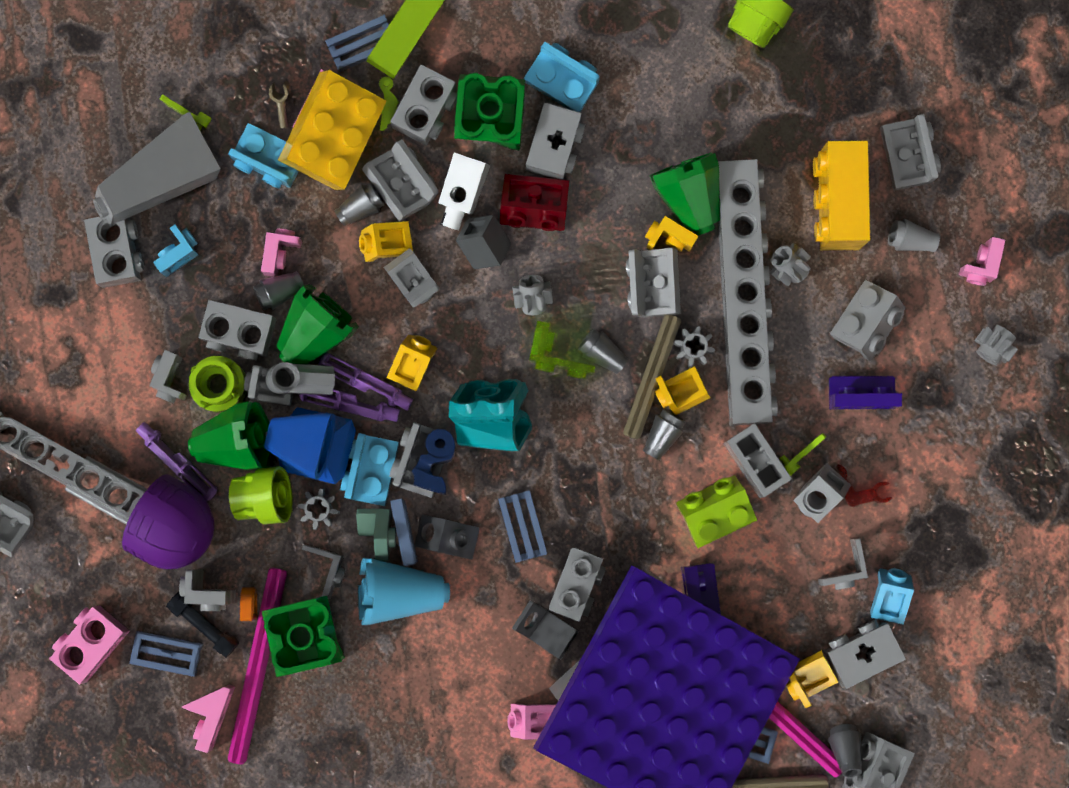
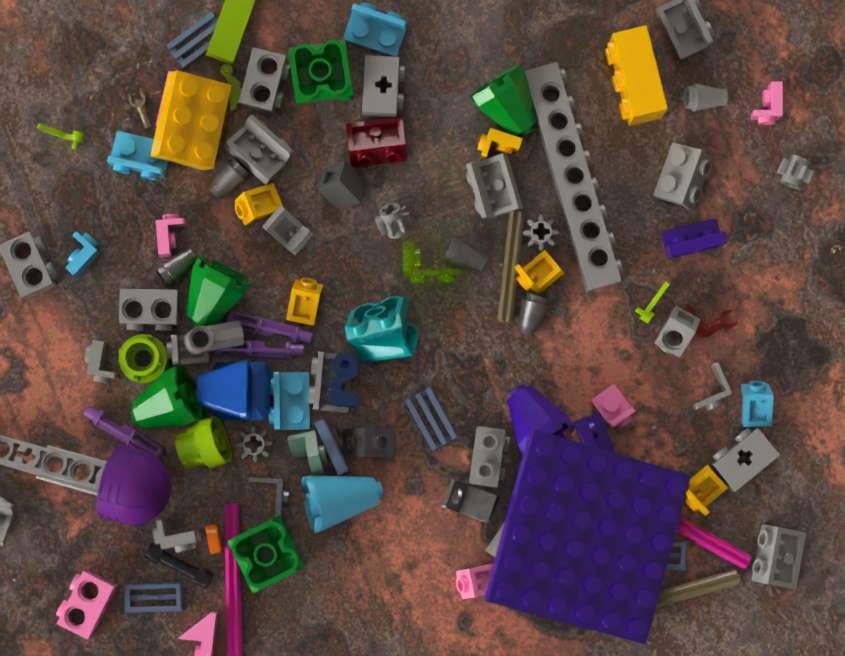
camera: 10 degrees left, 0 degrees up
(159, 172) = (53, 189): light grey slope -> none
(469, 175) = (314, 131): white torso -> none
(642, 547) = (534, 411): none -> dark purple cone
(716, 510) = (592, 367): lime bracket -> none
(730, 561) = (613, 407): none -> bright pink bracket
(757, 461) = (616, 317): light grey brick -> none
(790, 264) = (605, 144): light grey gear -> none
(846, 746) = (748, 542): flat silver cone -> none

